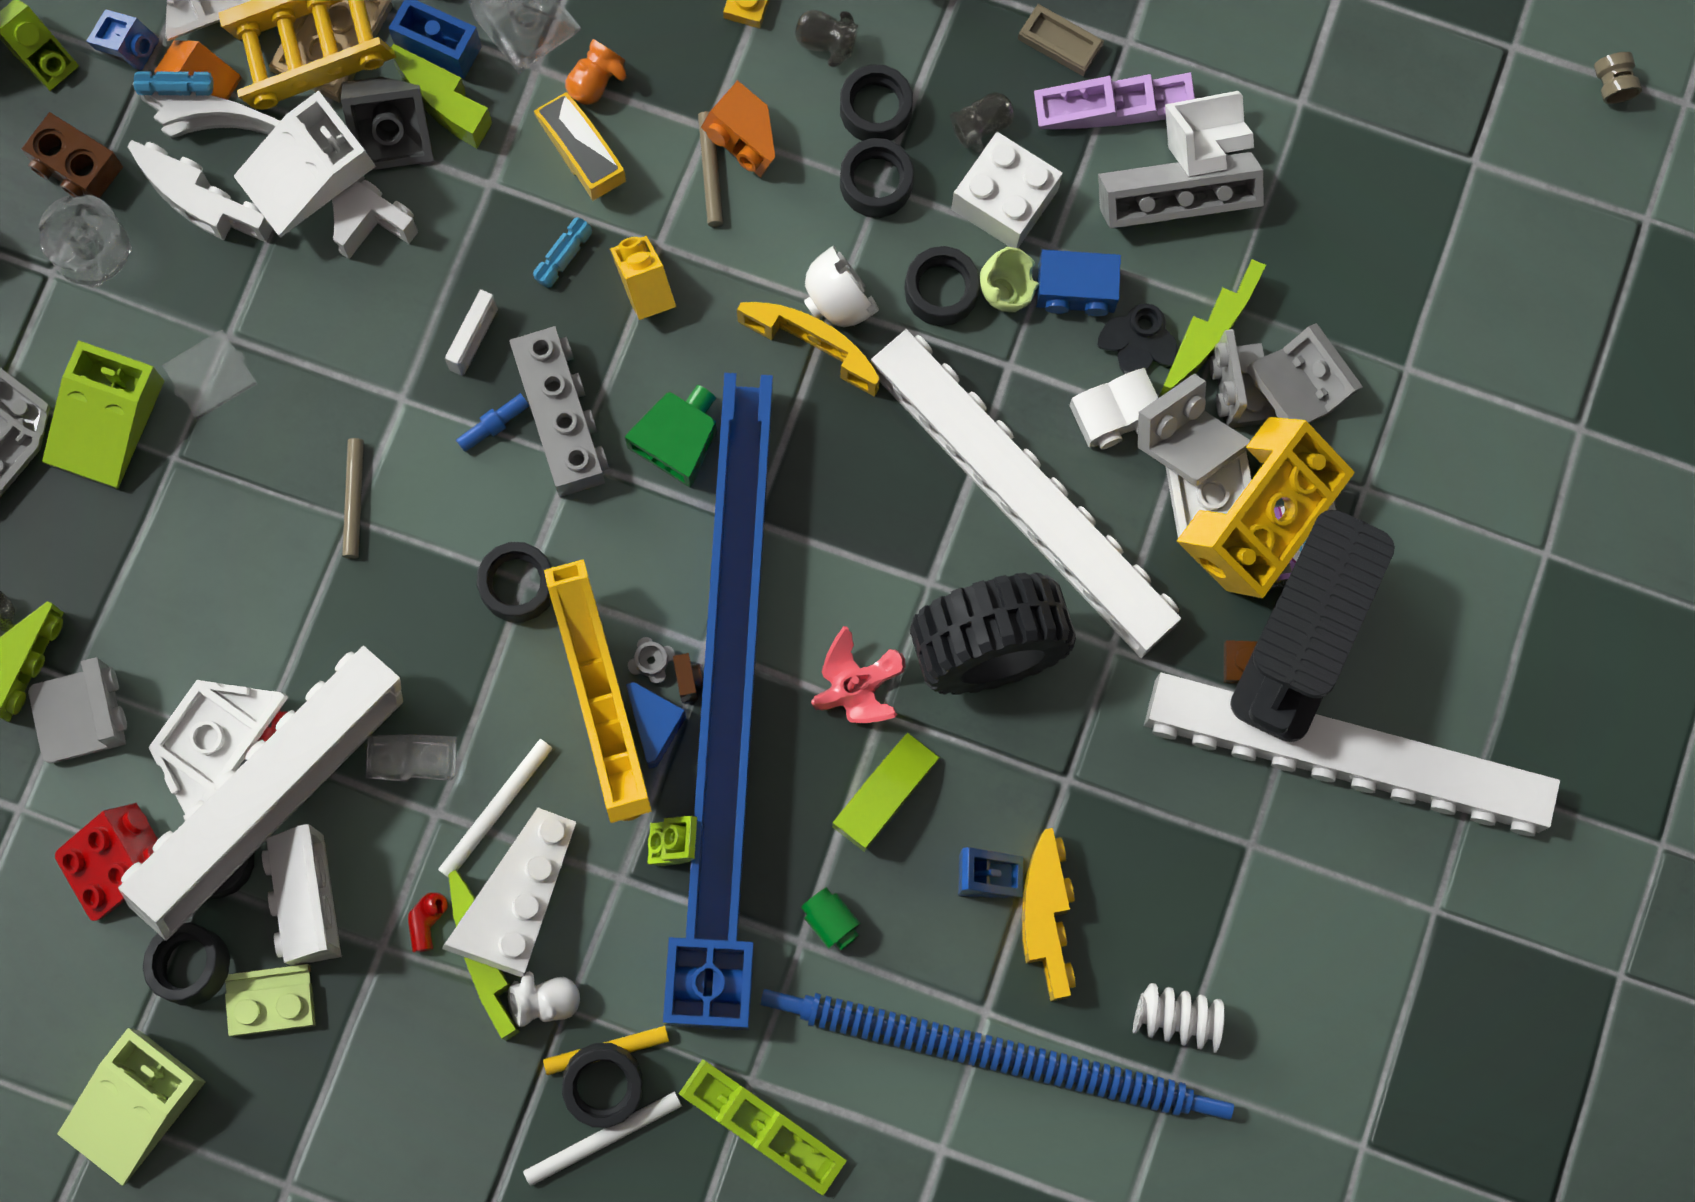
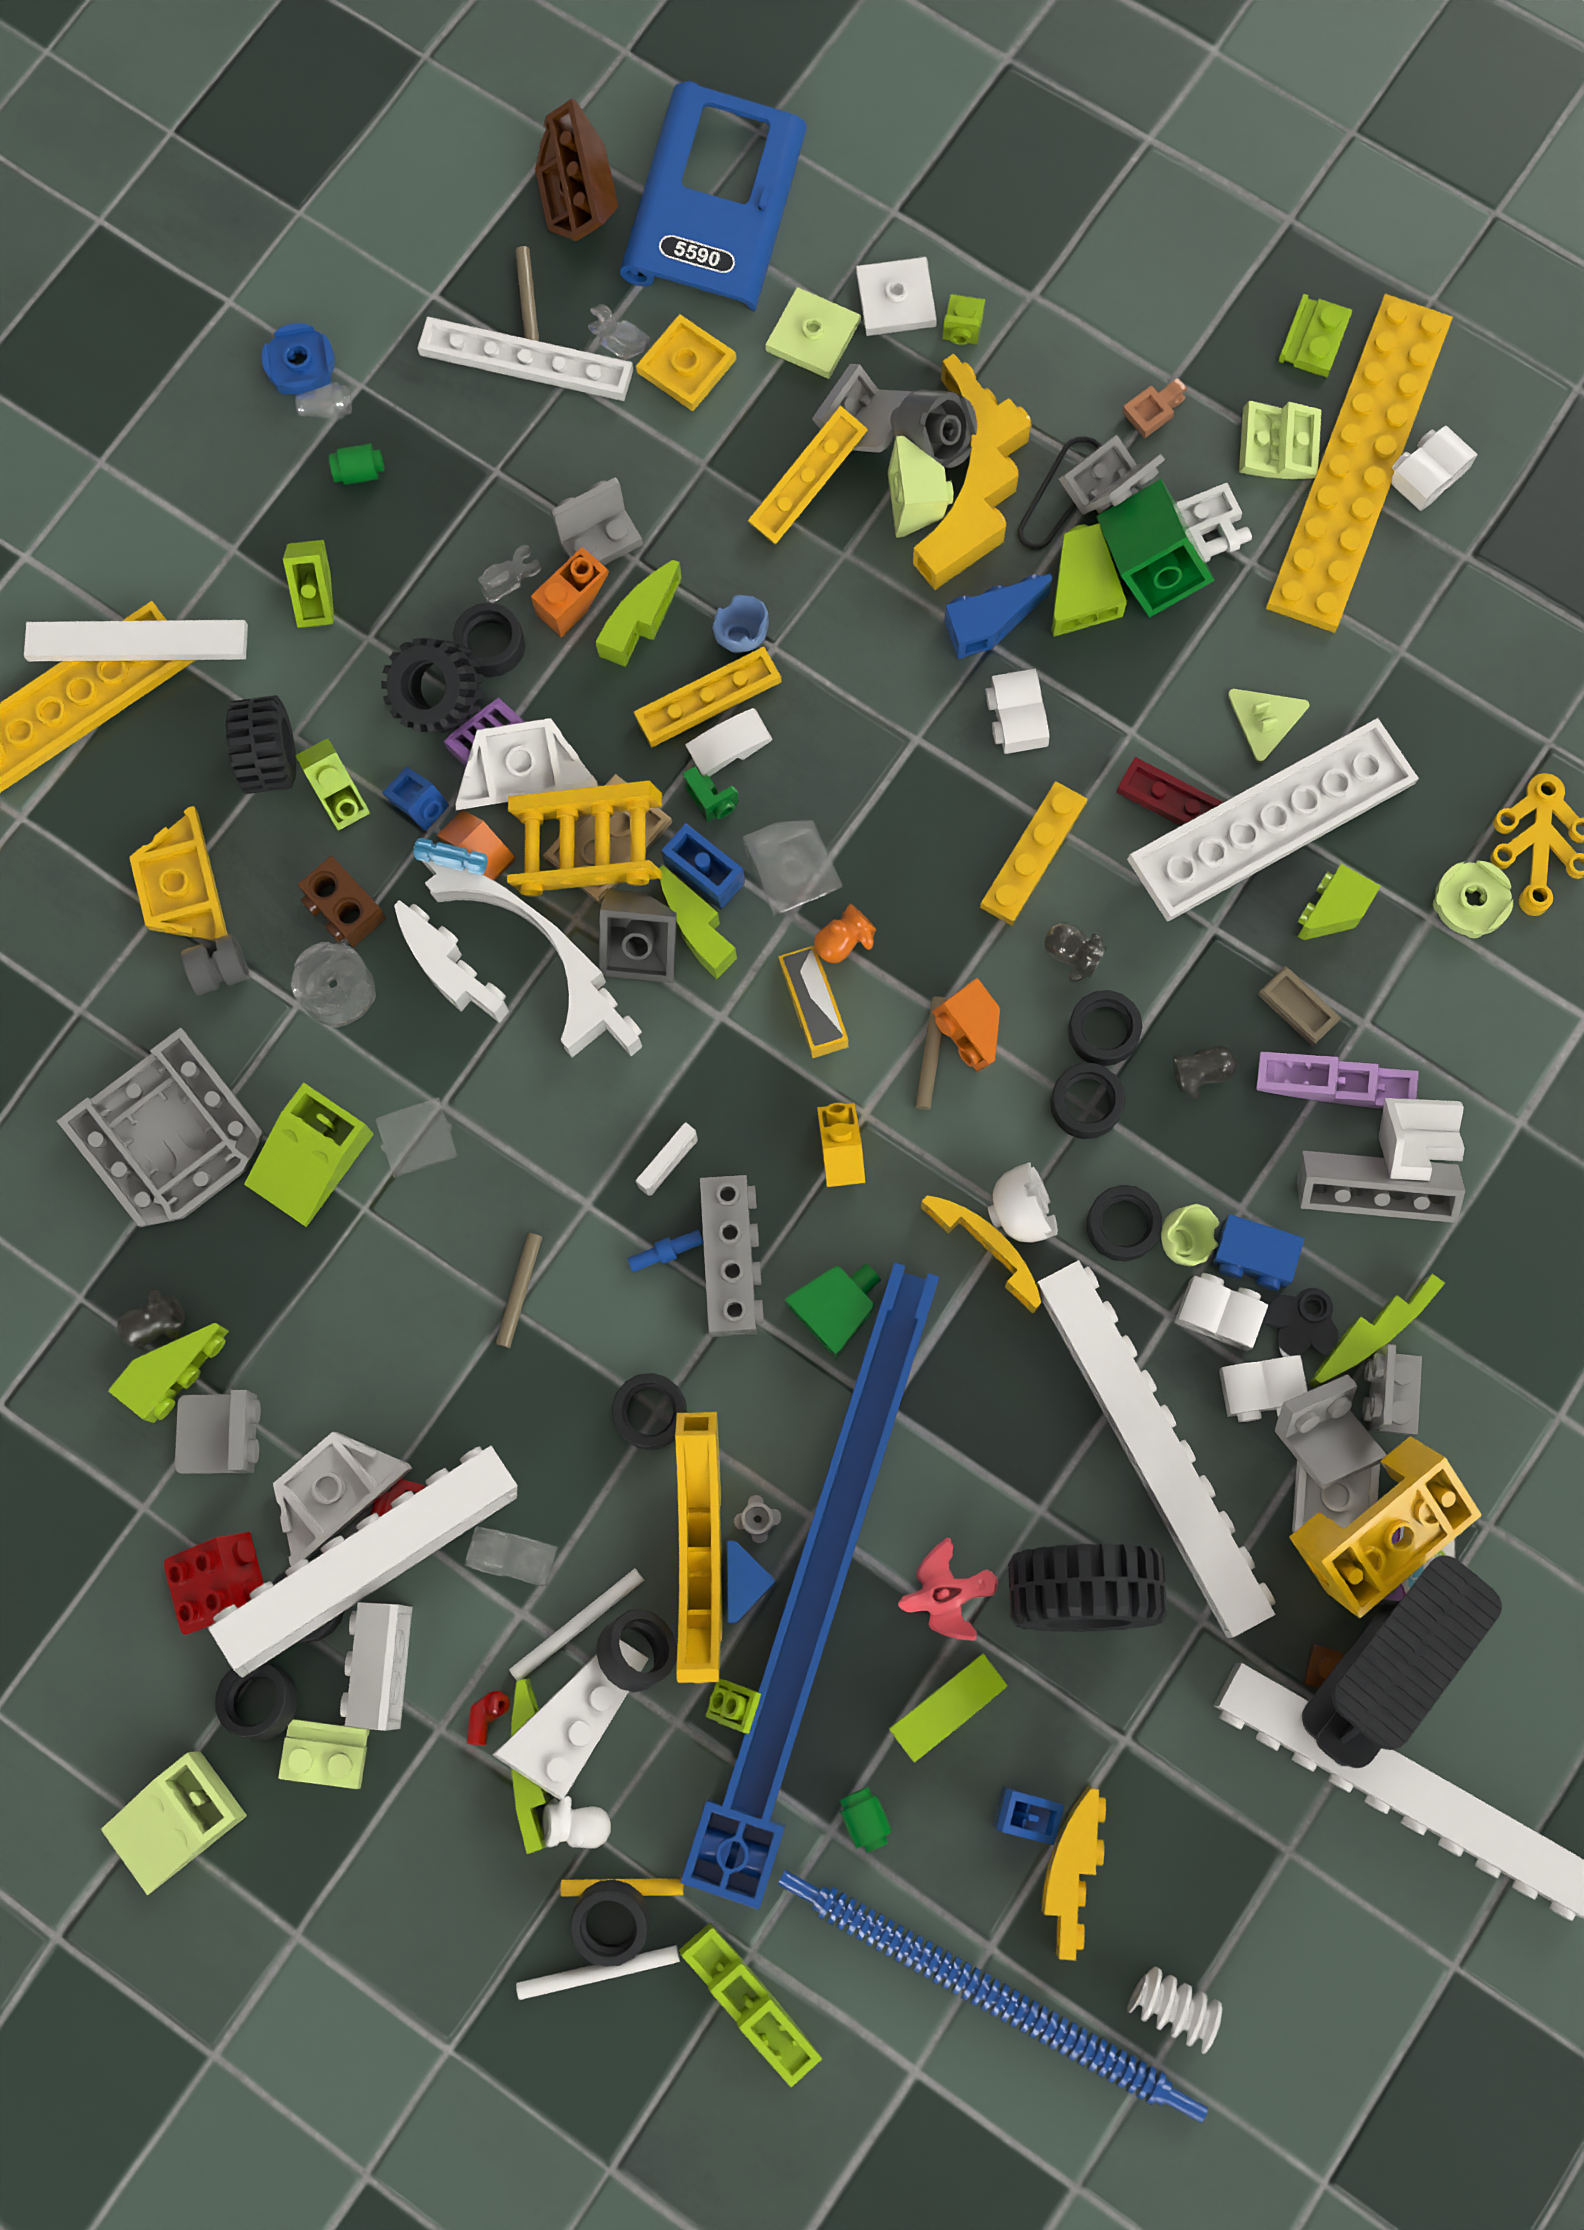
camera: 25 degrees right, 0 degrees up
(303, 164) = (549, 965): white slope -> none
(547, 833) = (658, 1636): none -> black tyre
(562, 252) = (771, 1101): dark azure axle -> none
(688, 677) = (787, 1546): reddish brown plate -> none
(1006, 191) = (1209, 1145): white brick -> none
(1058, 347) = (1220, 1312): none -> white brick
(1304, 377) = (1454, 1404): light grey bracket -> none

